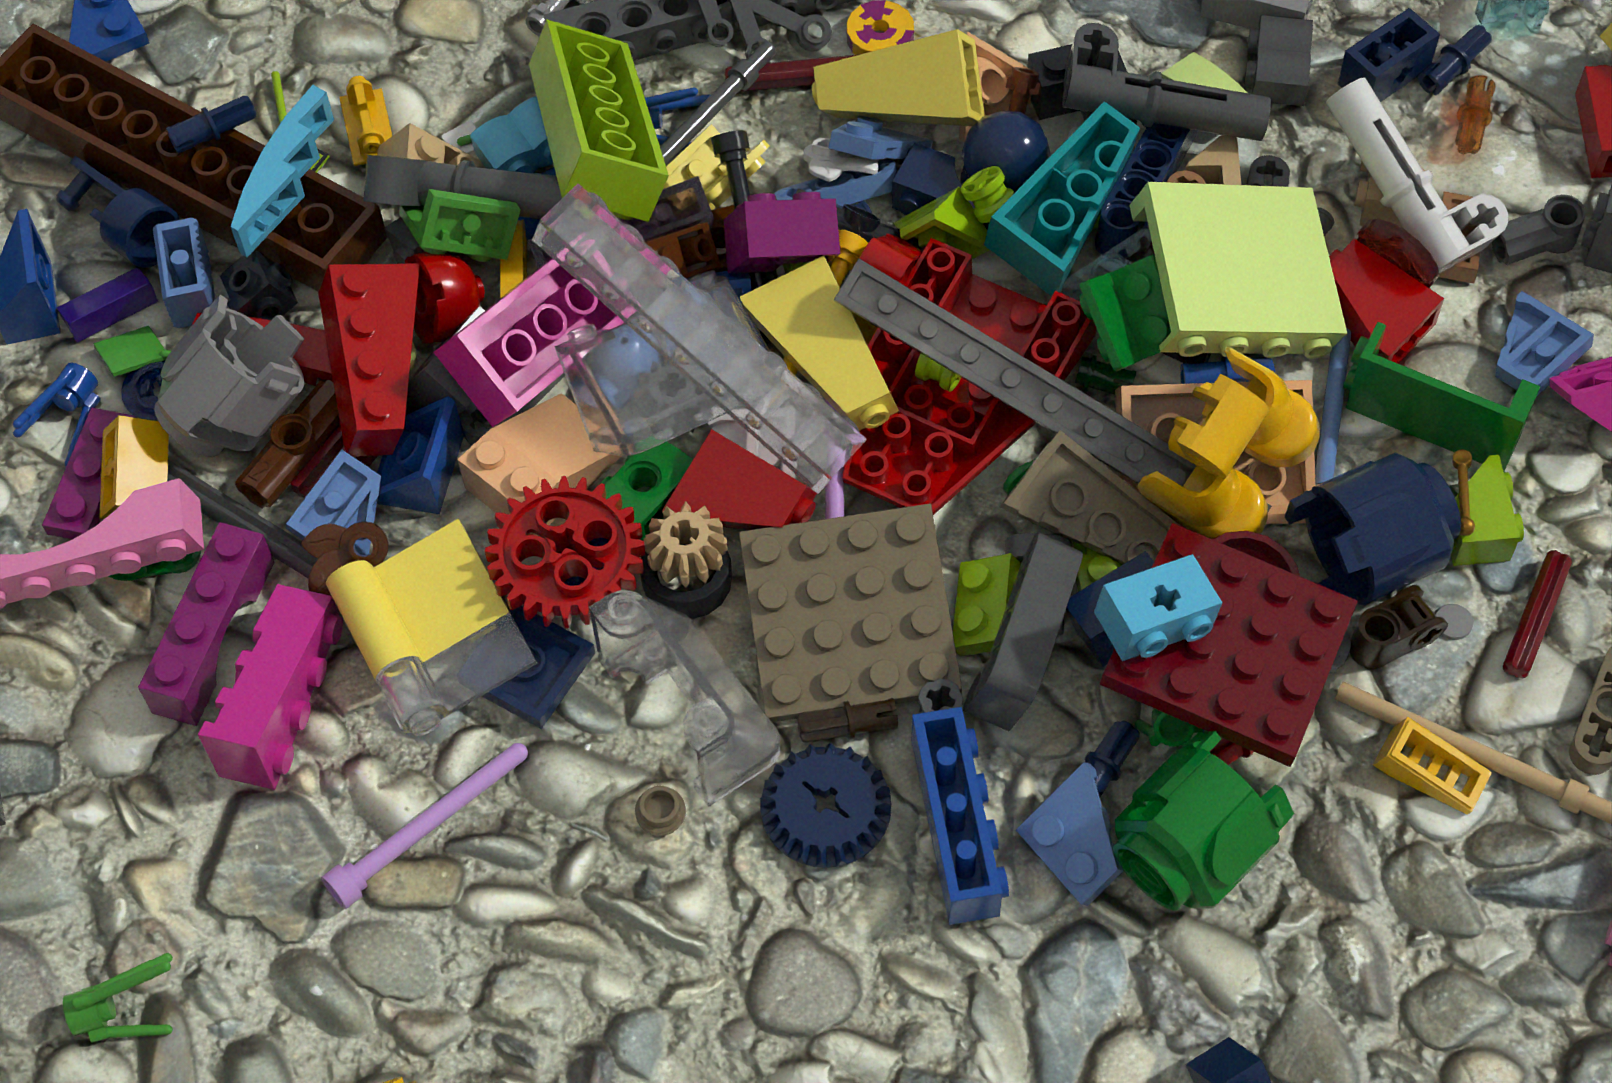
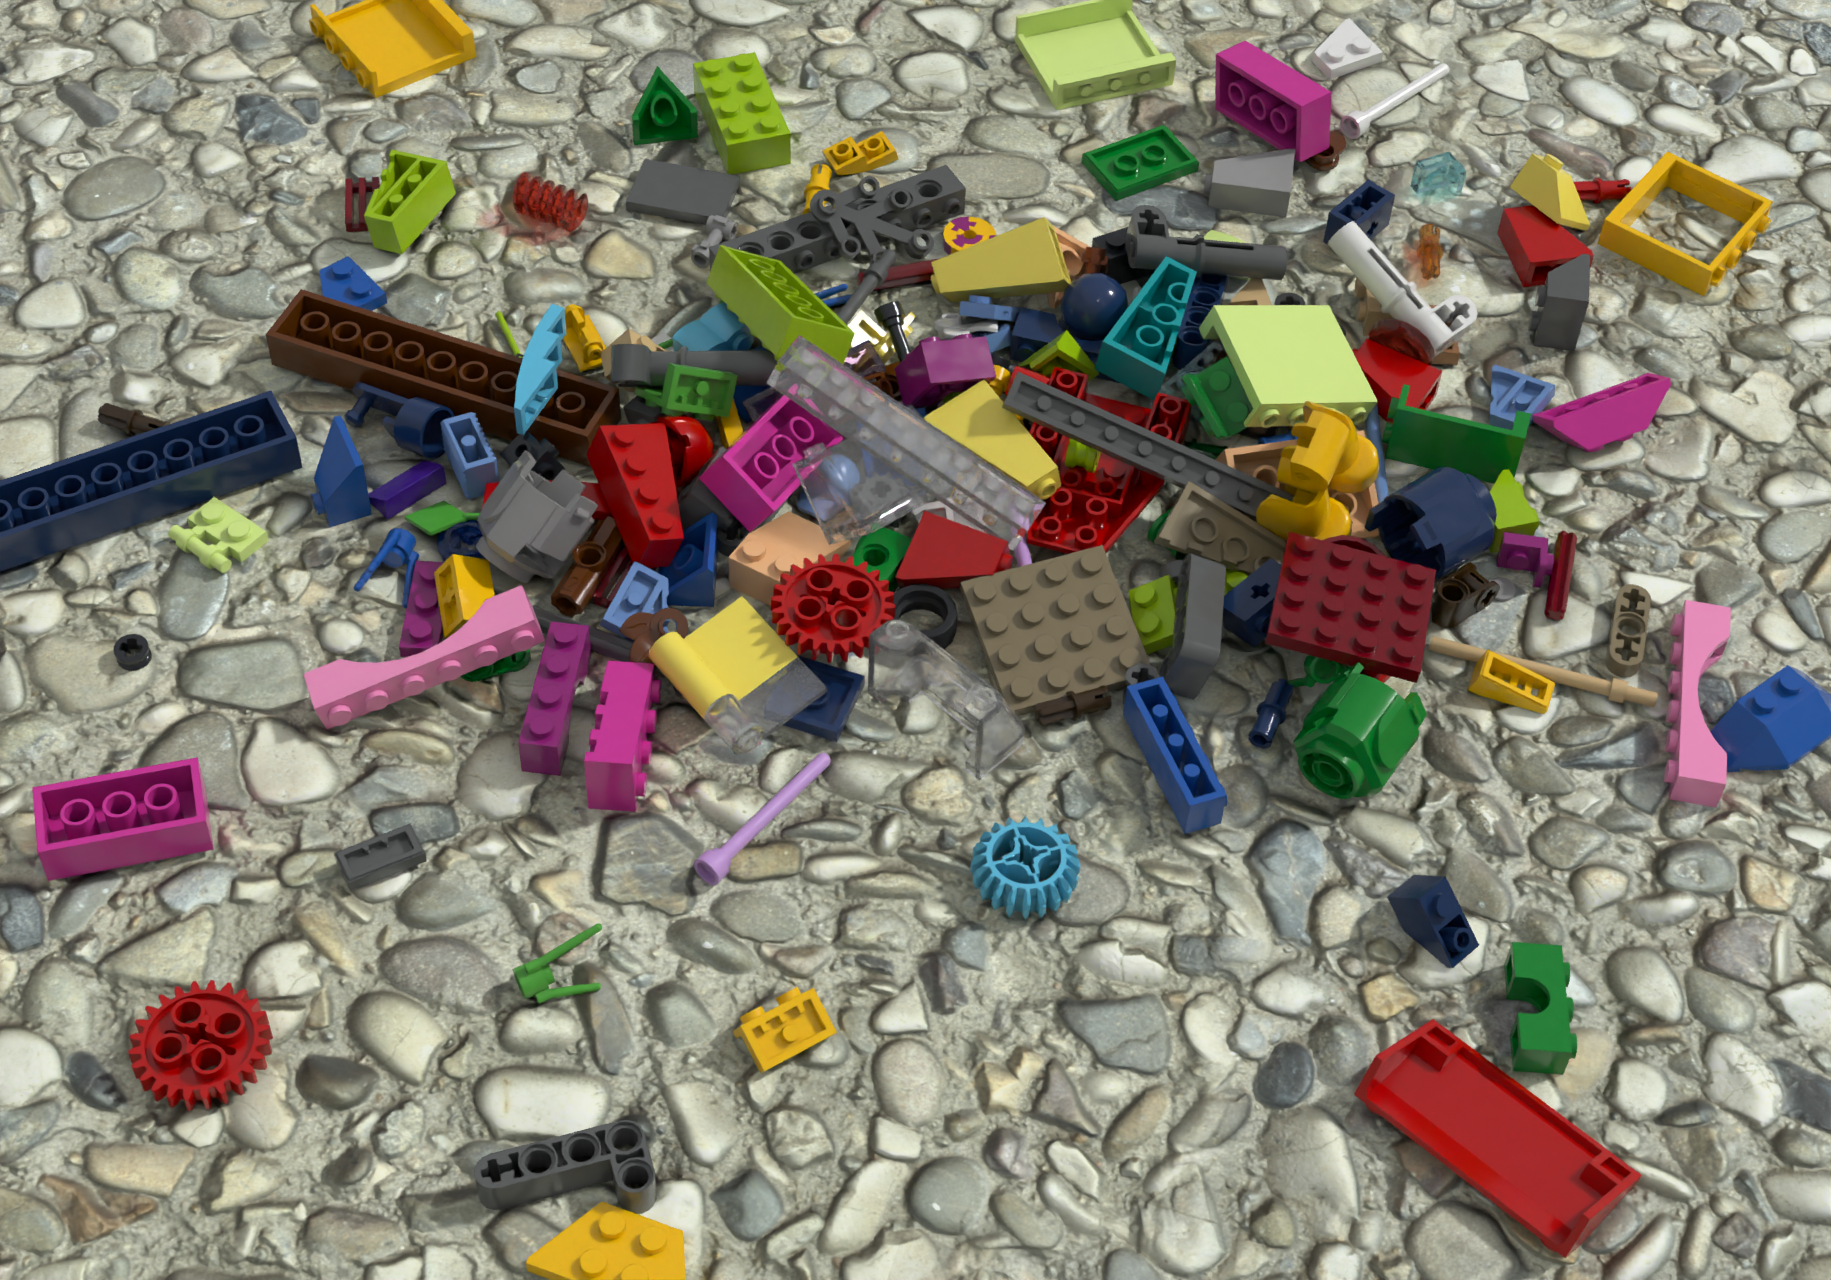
camera: 15 degrees left, 10 degrees down
(210, 124) = (470, 343): dark blue axle -> none
(660, 810) = (945, 784): dark tan plate -> none
(686, 561) = (923, 593): tan gear -> none
(709, 947) = (1012, 882): none -> medium azure gear
(826, 836) = (1080, 785): dark blue gear -> none
(986, 192) = (1090, 331): lime wheel -> none
(1074, 836) = (1264, 759): medium blue wing -> none
(1158, 608) = (1299, 580): medium azure brick -> none
(1280, 60) = (1279, 224): dark grey brick -> none
(1454, 60) = (1405, 217): dark blue axle -> none
(1462, 461) = (1484, 475): pearl gold hinge -> none
(1498, 578) = (1526, 554): none -> magenta bracket
(1541, 231) = (1504, 322): dark grey piece -> none

